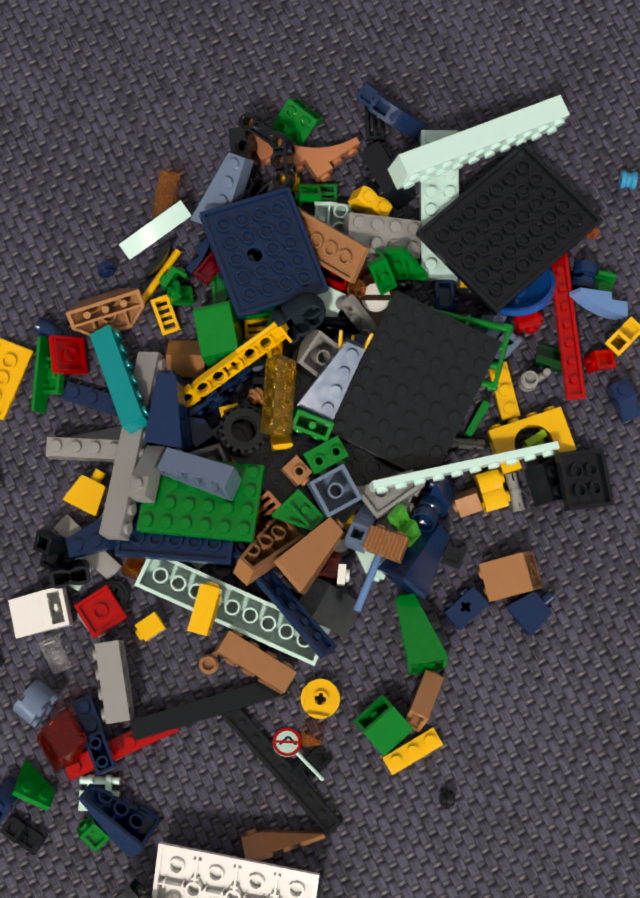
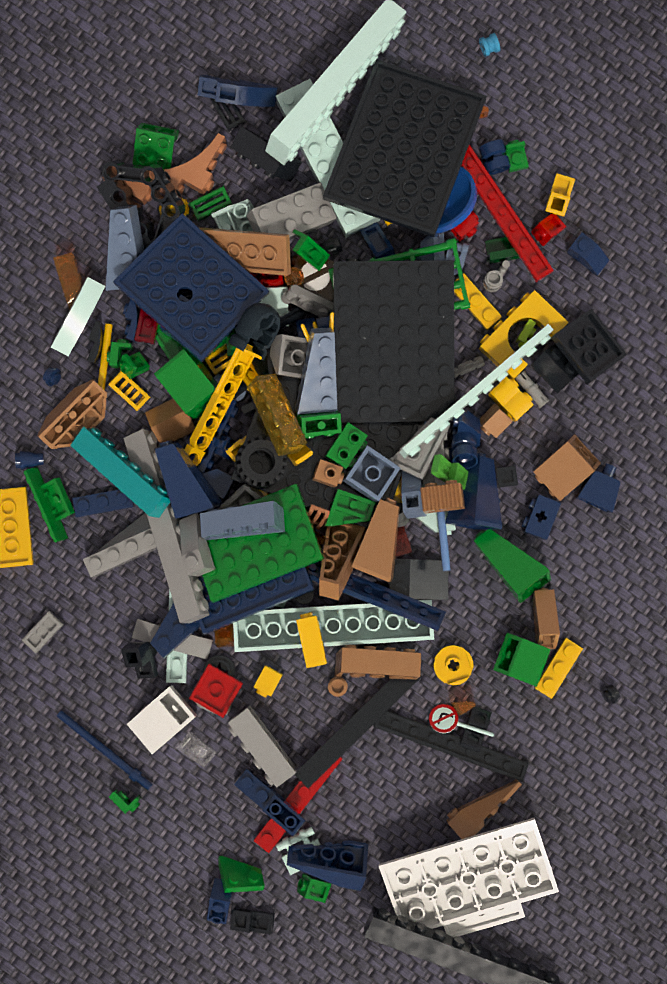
camera: 20 degrees left, 5 degrees up
(36, 702) = (202, 801): sand blue brick -> none
(62, 740) = (244, 822): clear red slope -> none
(68, 355) = (60, 474): red tile -> none
(73, 573) = (174, 668): black brick -> none
(88, 493) = (147, 591): yellow torso -> none
(256, 396) = (256, 424): medium nougat plate -> none
(308, 193) = (201, 209): green bracket -> none
(343, 575) = (417, 545): white plate -> none
(368, 202) = (264, 190): yellow brick -> none
(403, 264) = (326, 232): green wing -> none
(476, 420) = (464, 340): green tile -> none
(600, 303) = (523, 175): medium blue slope -> none

